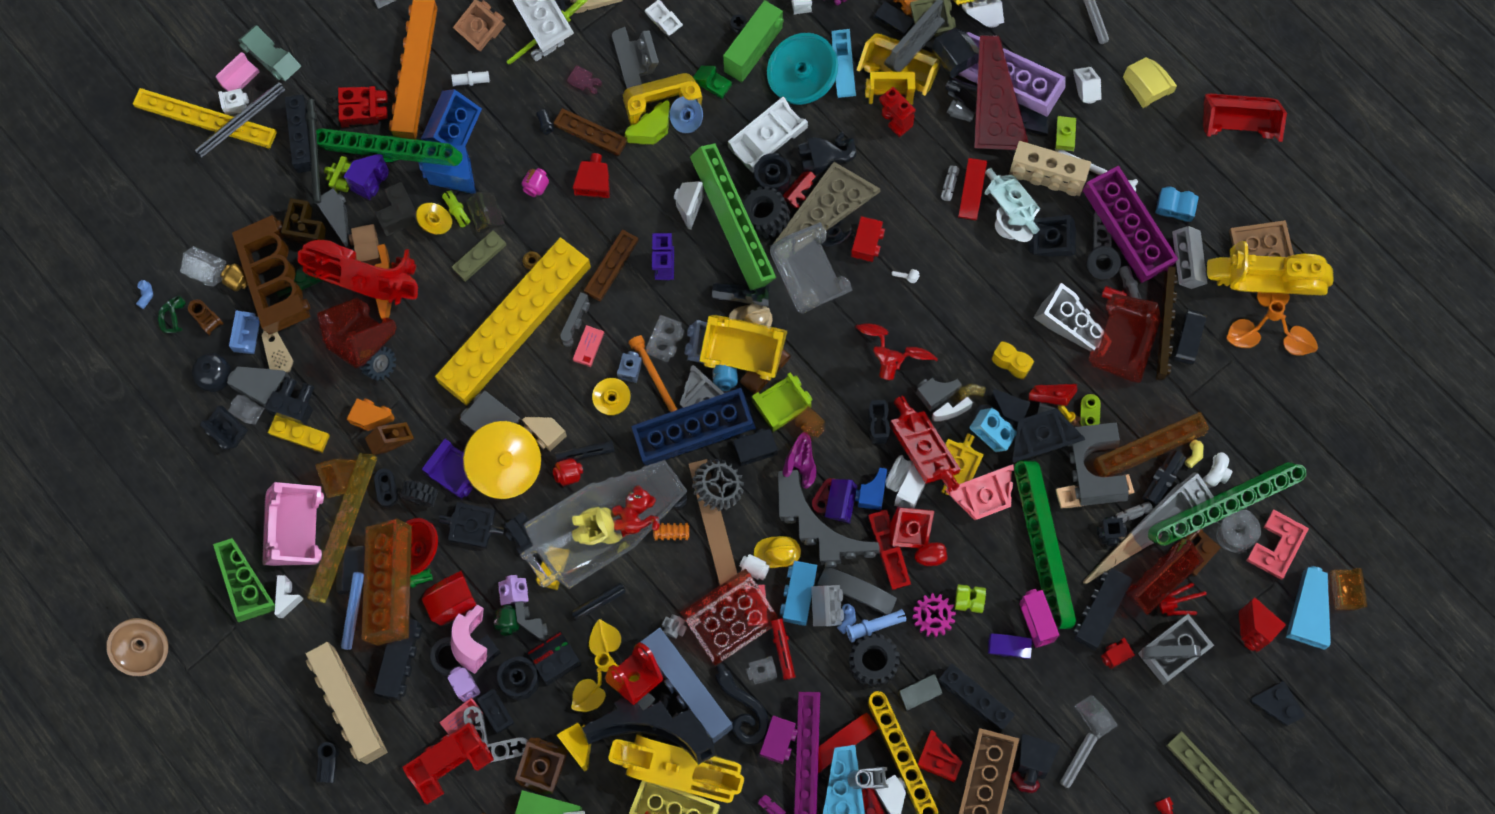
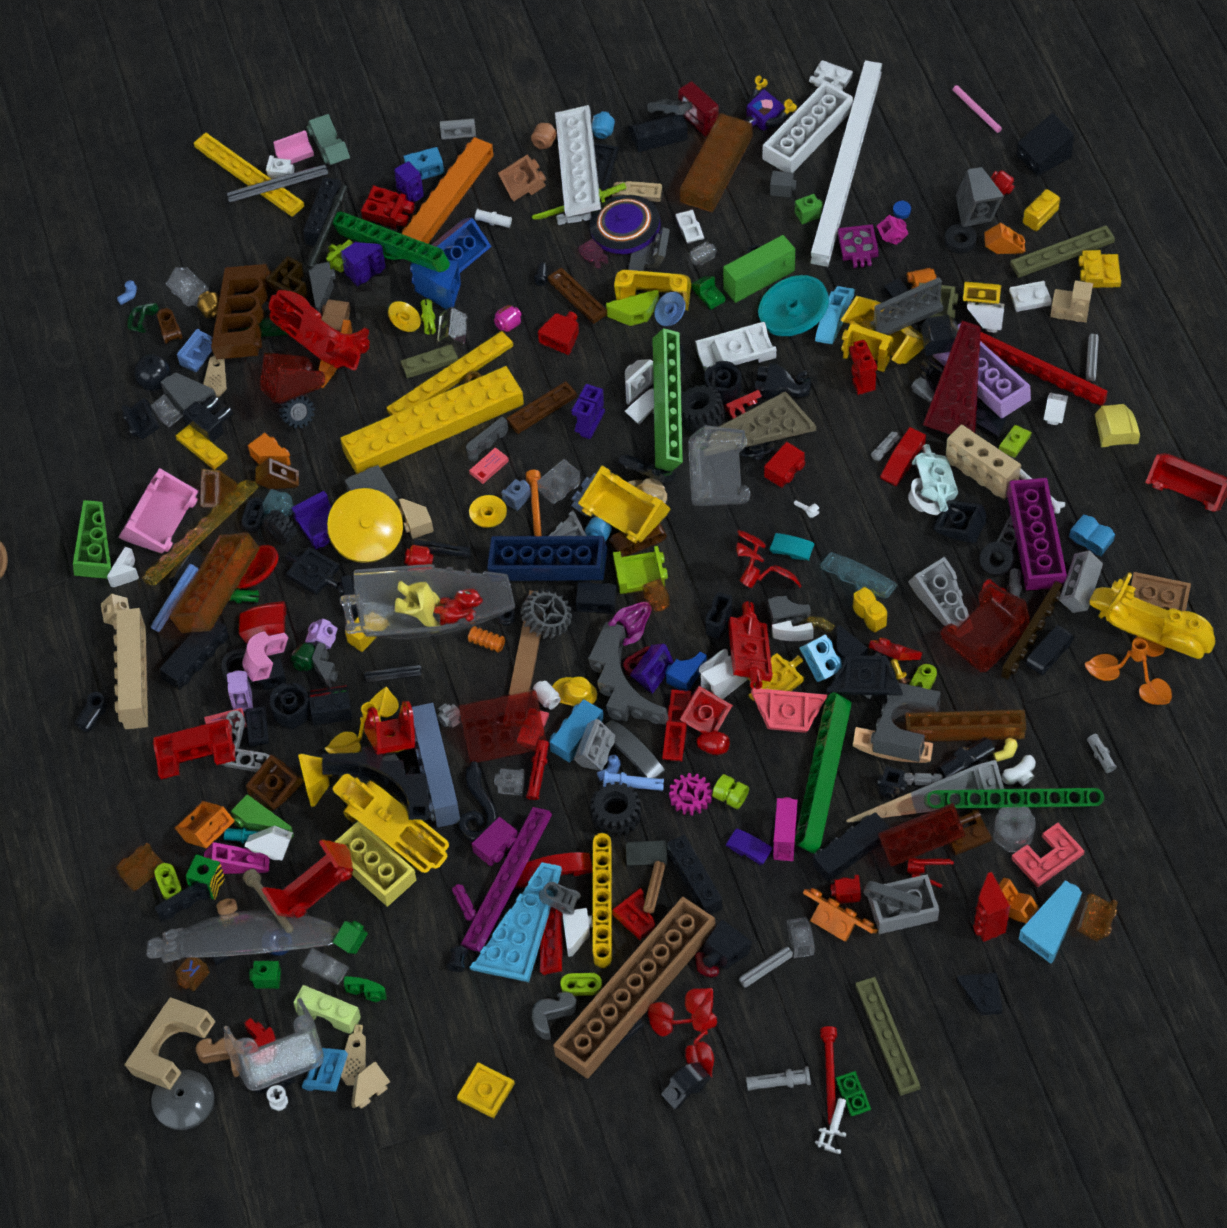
camera: 25 degrees right, 15 degrees down
(298, 644) = (110, 606): none -> tan brick
(372, 71) = (409, 182): none -> dark purple brick
(383, 40) = (426, 162): none -> dark azure brick
(406, 469) = (278, 500): none -> clear light blue brick
(507, 264) = (454, 373): none -> yellow plate
(601, 38) = (625, 224): none -> dish
(689, 43) = (702, 253): none -> clear brick
(707, 228) = (642, 406): none -> white slope
(912, 322) = (793, 546): none -> teal slope
(944, 724) = (654, 887): none -> medium nougat axle
(986, 328) = (858, 574): none -> clear light blue slope
(1062, 50) = (1045, 370): none -> red plate
(1120, 686) = (834, 918): none -> orange bracket
(1278, 605) = (1021, 905): none -> orange brick
(1279, 422) = (1101, 753): none -> light grey pin

